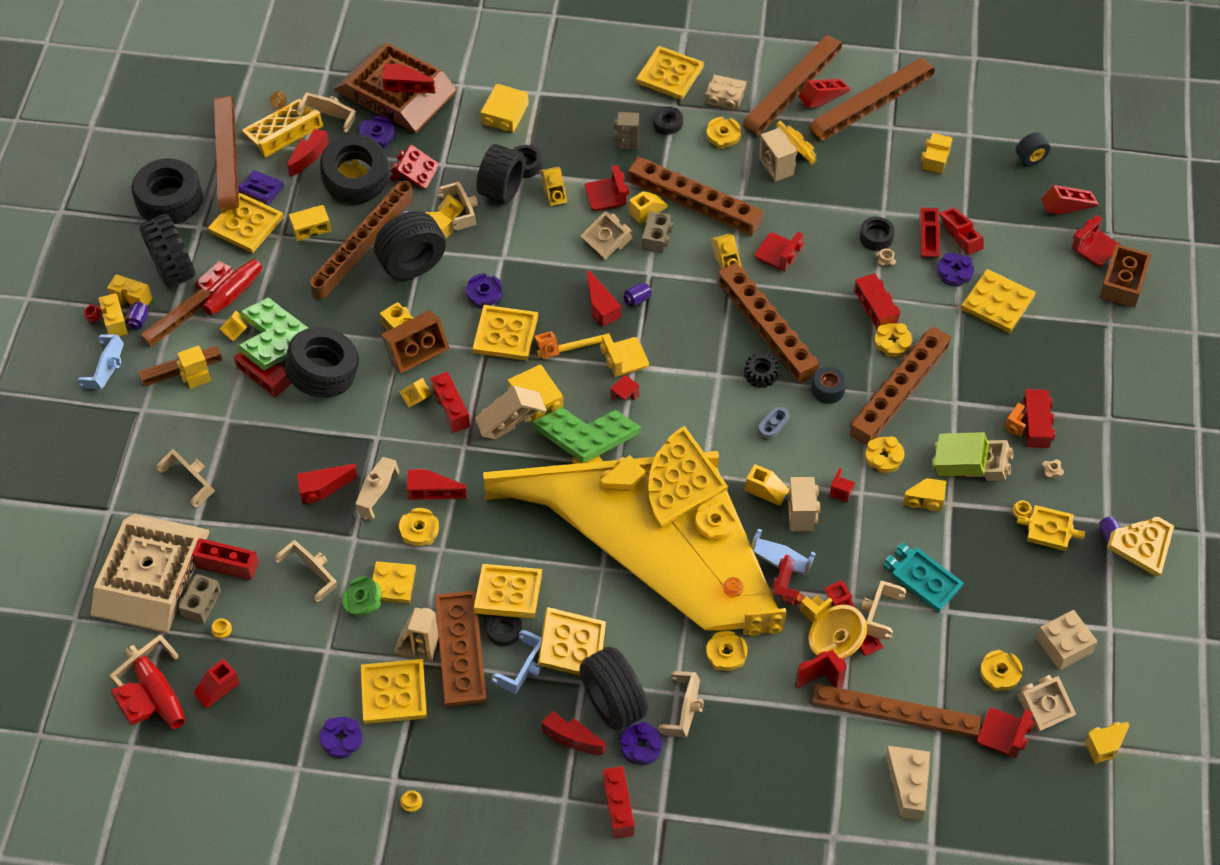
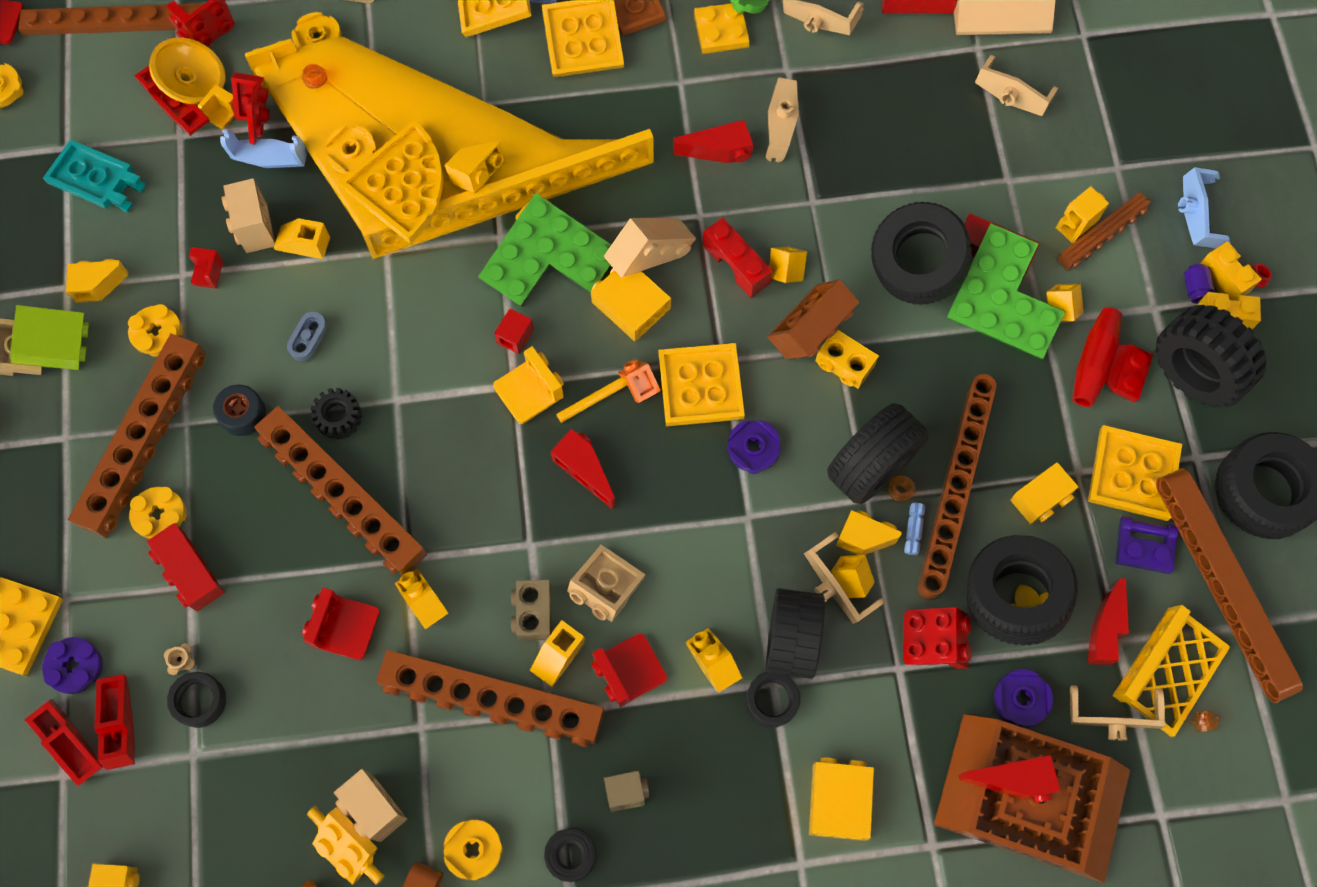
camera: 165 degrees right, 15 degrees up
(175, 318) = (1148, 298): dark orange piece -> none
(322, 483) = (856, 113): red slope -> none
(419, 537) = (715, 106): yellow plate -> none
(637, 294) = (536, 492): dark purple brick -> none
(886, 589) = (148, 114): tan piece -> none

